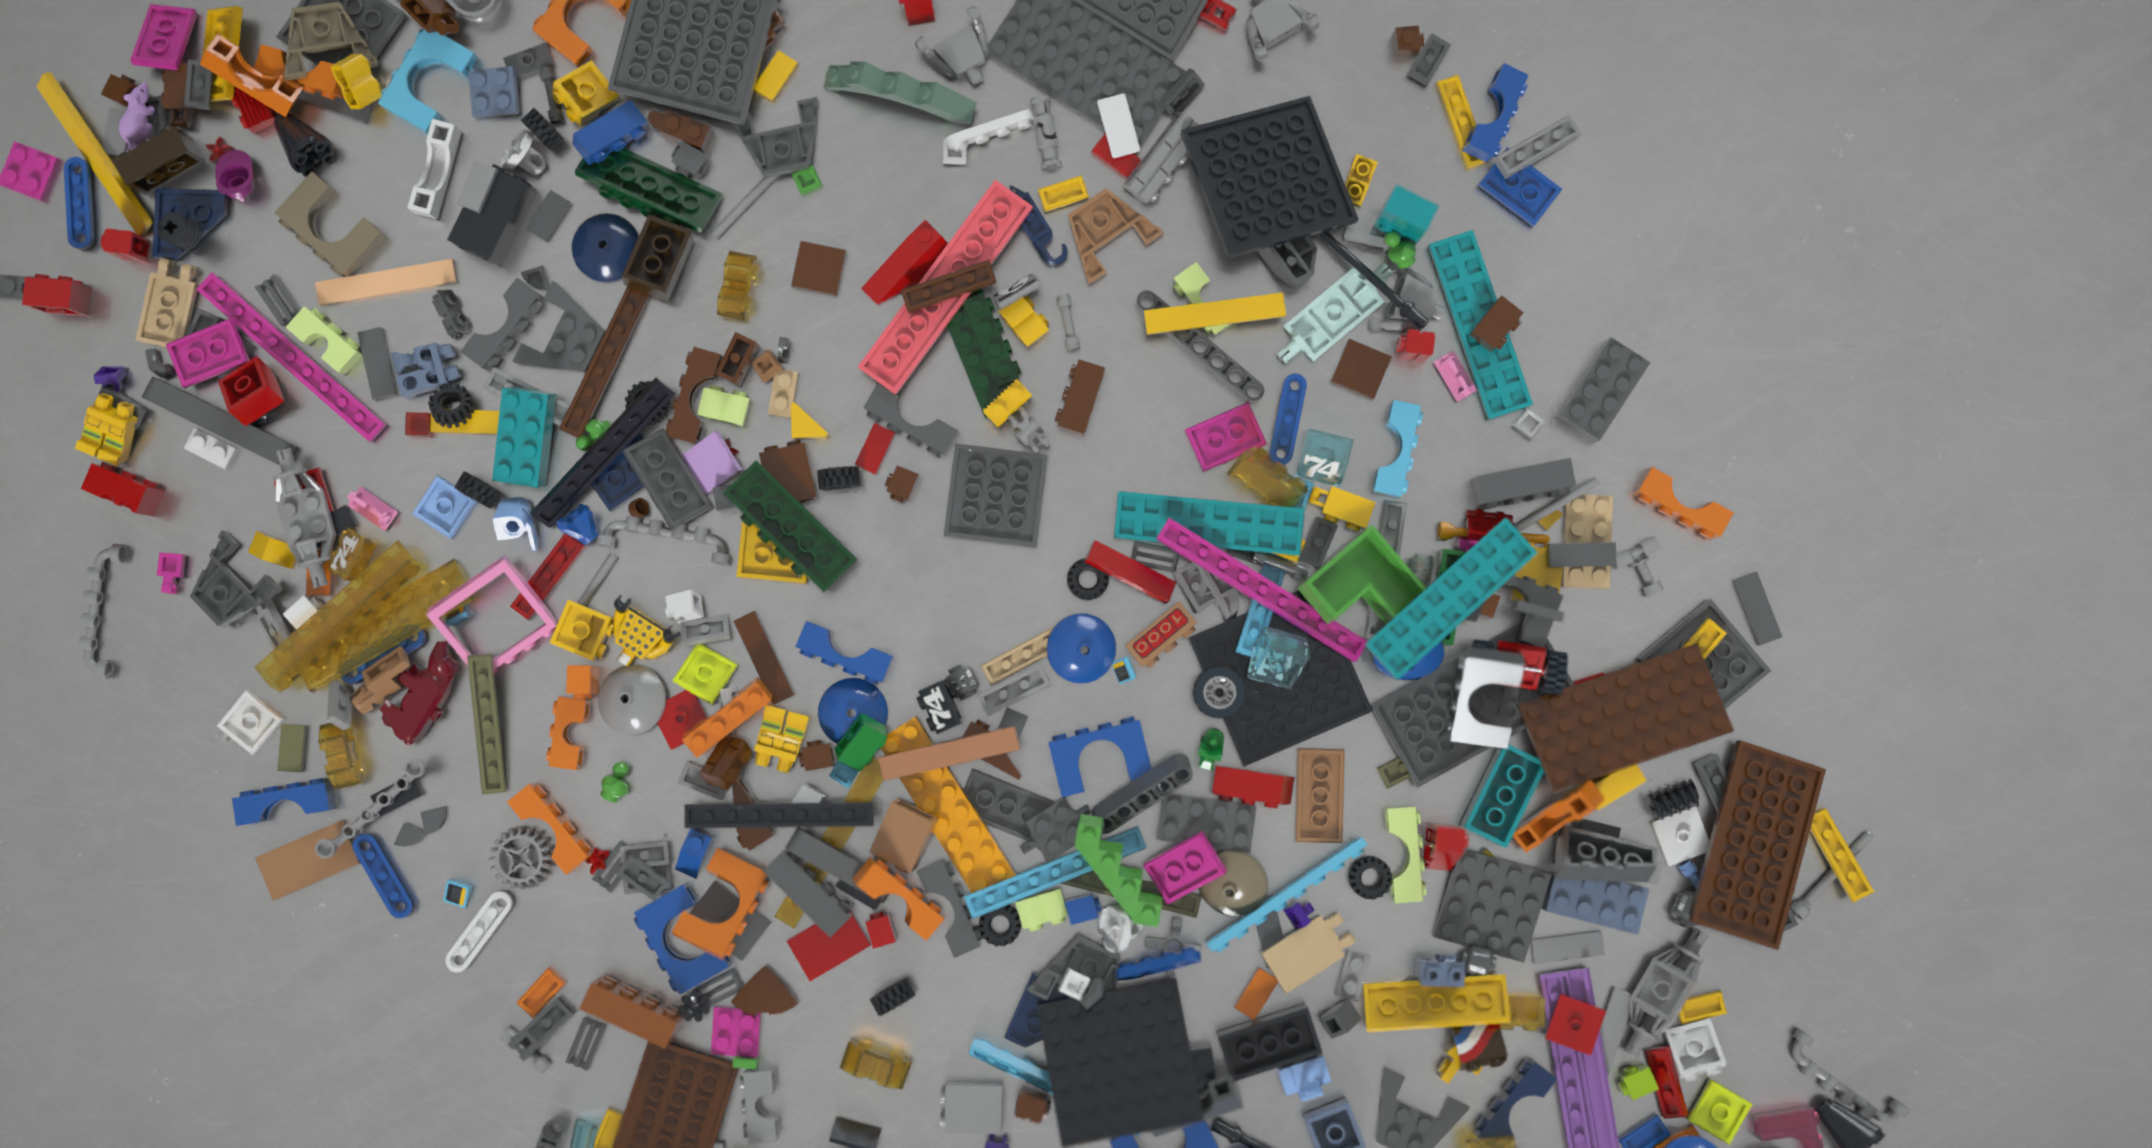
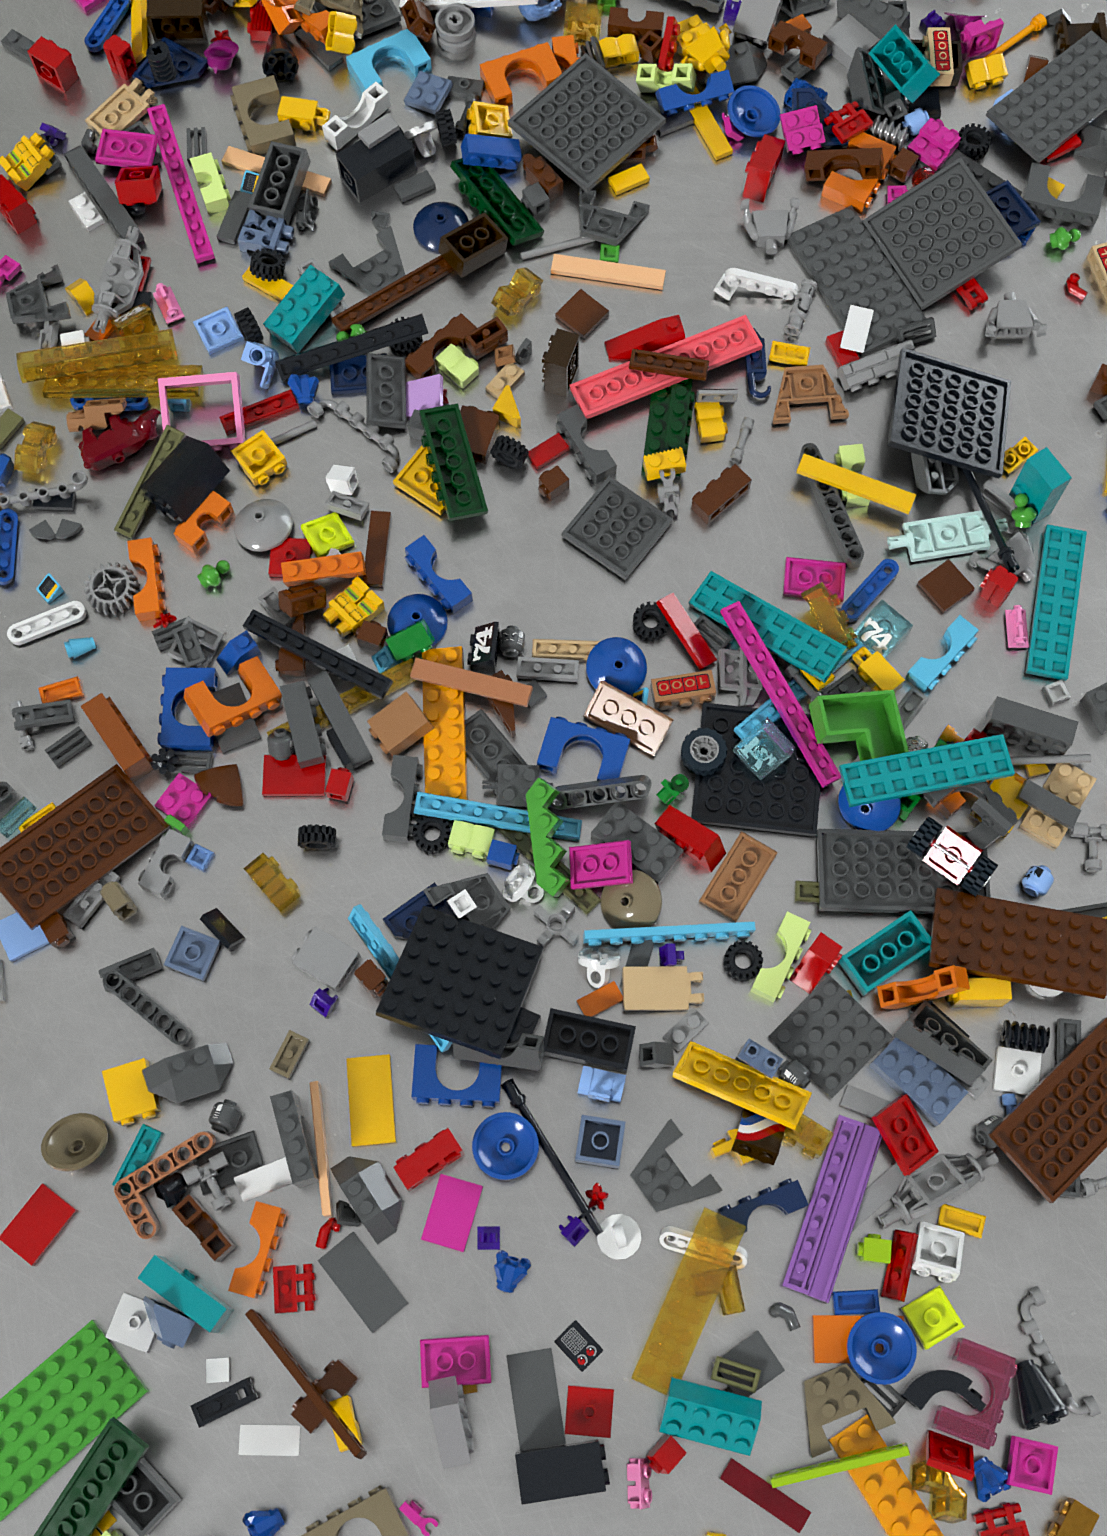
camera: 30 degrees right, 15 degrees down
(339, 704) = (56, 412): light grey plate -> none
(370, 314) = (249, 182): none -> slope
(371, 198) = (302, 113): none -> yellow brick
(403, 301) = (280, 181): none -> dark grey brick
(418, 424) = (236, 267): clear red plate -> none
(521, 304) = (318, 244): dark grey arch -> none
(523, 705) = (184, 479): none -> black brick
(528, 937) = (79, 646): none -> medium azure cone
(583, 681) = (237, 488): orange brick -> none
(638, 508) = (353, 399): reddish brown hinge -> none
(639, 634) = (297, 481): yellow torso -> none
(788, 1078) = (200, 857): none -> medium blue tile
(799, 925) = (280, 744): none -> dark grey head
(817, 202) = (608, 271): none -> light nougat tile
(835, 349) = (560, 362): none -> dark brown brick
(877, 881) = (376, 791): orange arch -> none
(899, 87) = (712, 219): sand green arch -> none
(1095, 992) = (475, 918): dark grey arm -> none
(1124, 697) = (627, 715): none -> tile
(1151, 966) = (536, 927): blue plate -> none
(1236, 961) = (598, 961): none -> white tile
(1477, 669) = (888, 876): arch -> none
(1496, 324) = (1070, 602): reddish brown brick -> none
(1575, 1024) = (848, 1168): red plate -> none
(1608, 636) = (1037, 881): none -> light blue head
(1610, 961) = (905, 1134): none -> red plate

